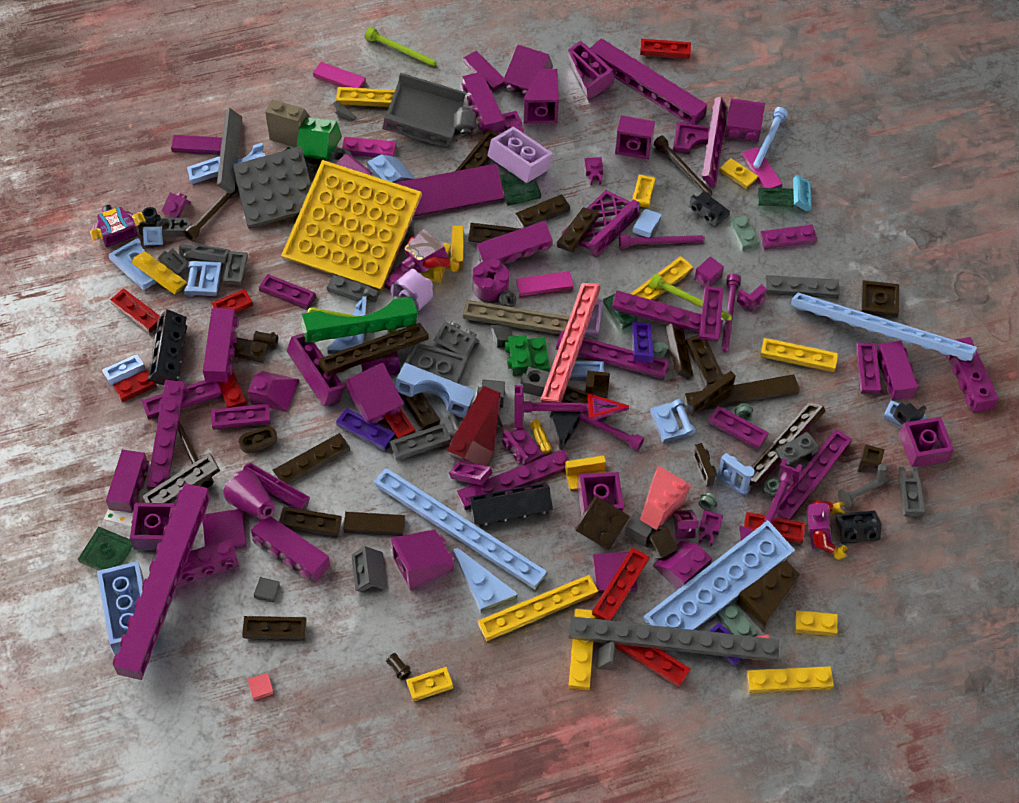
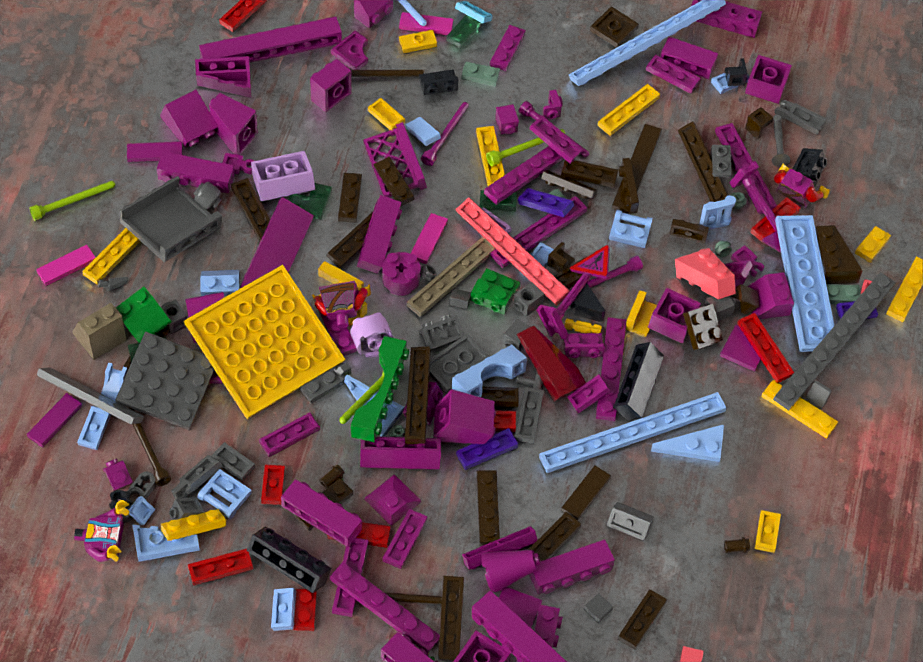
camera: 60 degrees left, 0 degrees up
(257, 439) = (439, 538): dark brown plate -> none
(369, 147) = (174, 283): dark pink plate -> none
(421, 557) = (648, 474): magenta slope -> none
(537, 607) = (745, 418): yellow plate -> none
(594, 169) = (331, 135): magenta plate -> none
(658, 662) = (846, 363): red plate -> none
(715, 142) = (369, 33): magenta plate -> none
(738, 427) = (669, 189): magenta plate -> none
(744, 411) = (656, 176): sand green plate -> none
(808, 286) = (560, 71): dark grey plate -> none

